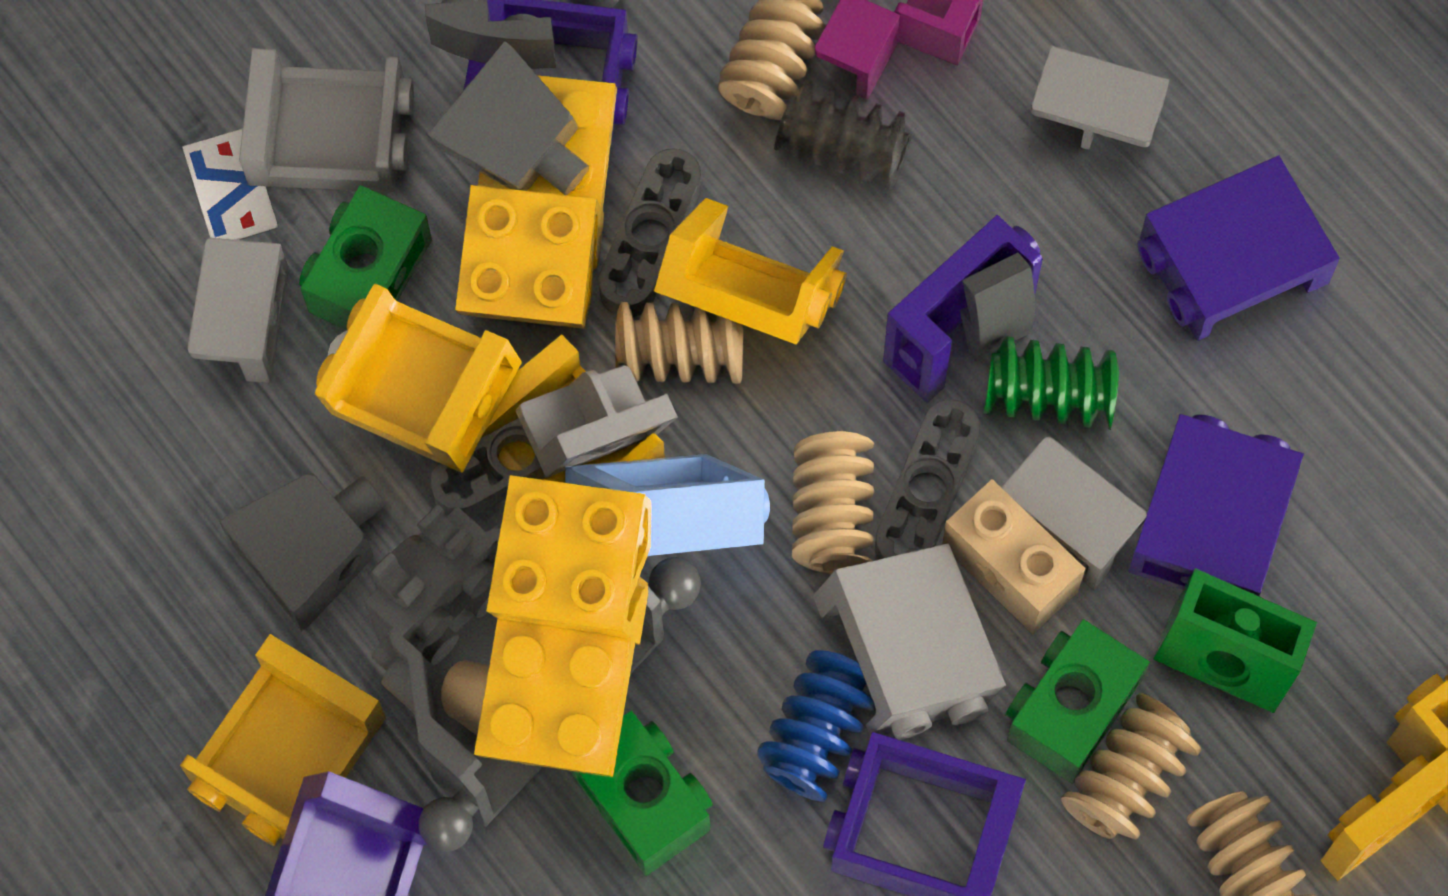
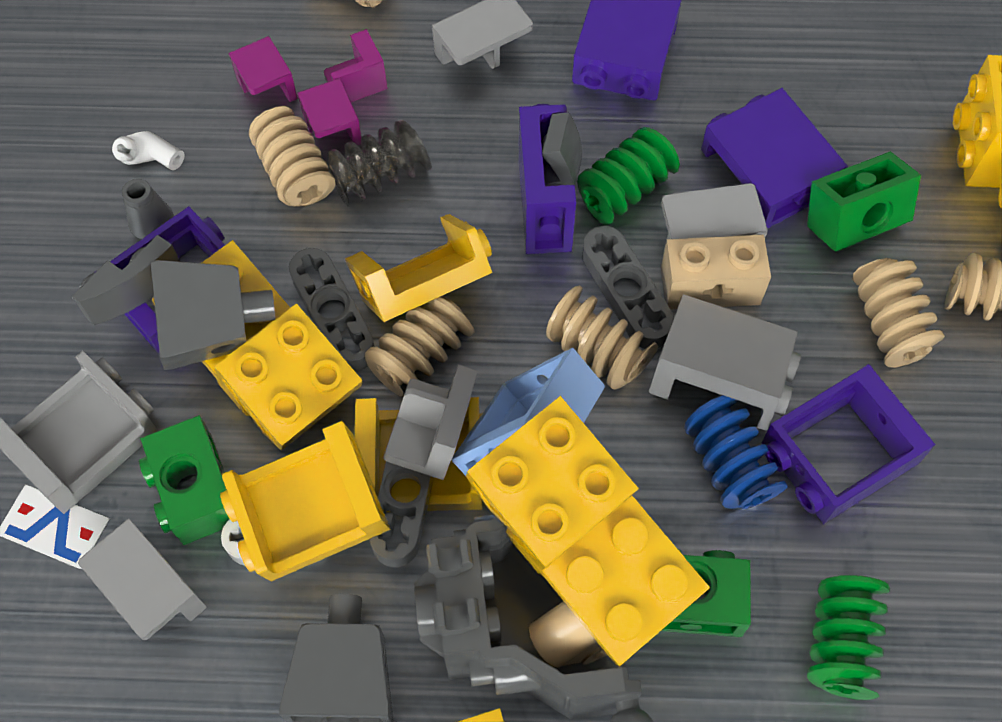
camera: 50 degrees left, 5 degrees down
(1067, 737) = (831, 282): green brick -> none

